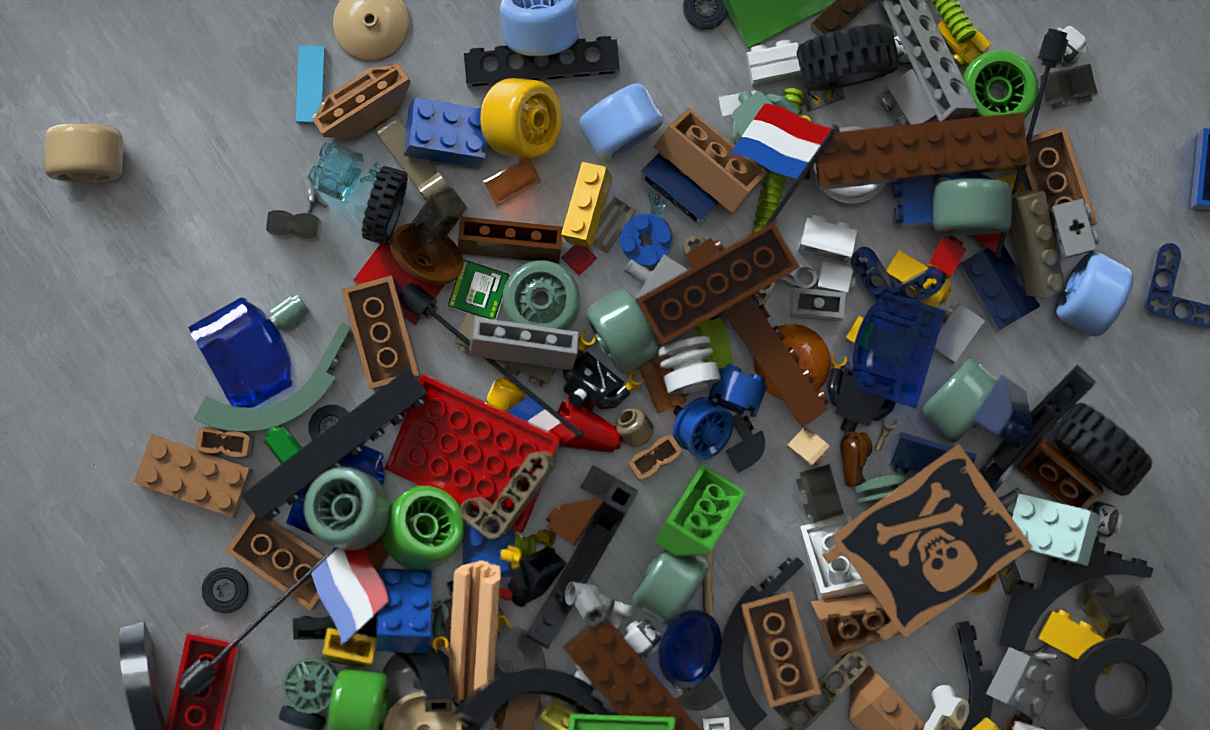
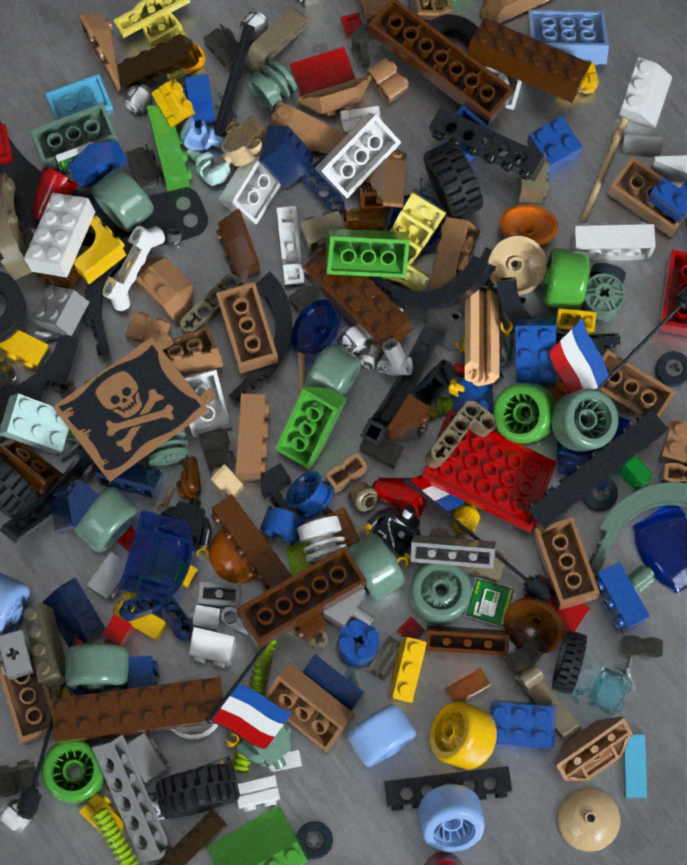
camera: 175 degrees right, 10 degrees down
(315, 285) = (621, 598): none -> blue brick
(776, 505) = (251, 436): none -> medium nougat brick
(909, 658) = (142, 328): none -> medium nougat brick
(932, 383) = (127, 539): none -> red tile

